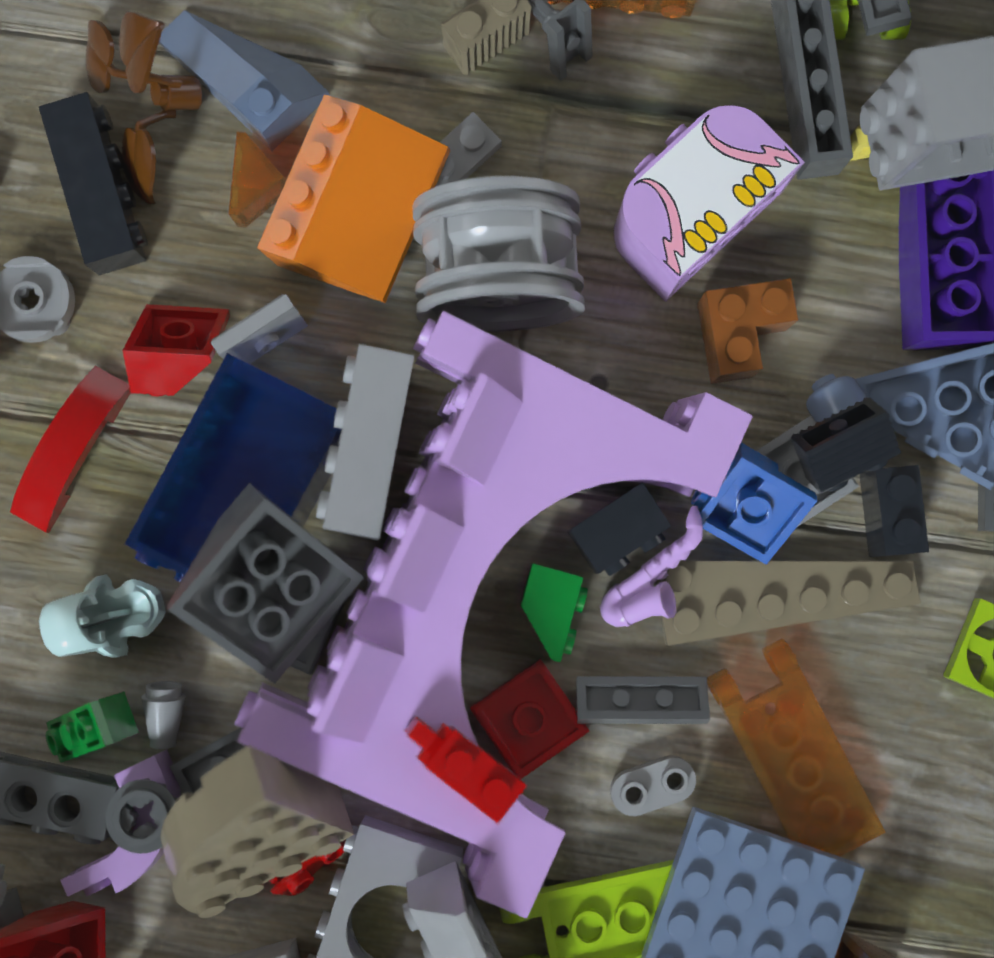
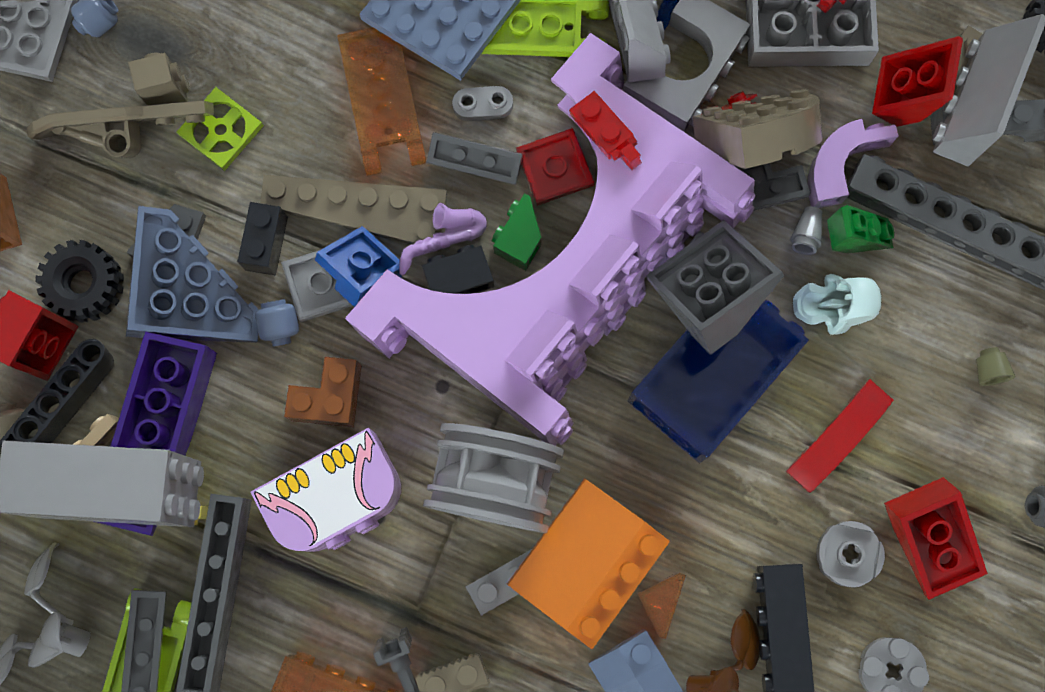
camera: 160 degrees left, 5 degrees down
(122, 817) = (833, 147): dark grey gear -> none
(171, 347) = (747, 488): red slope -> none
(261, 331) = (681, 475): light grey plate -> none
(367, 442) = (620, 362): light grey slope -> none
(846, 445) = (284, 286): black brick -> none

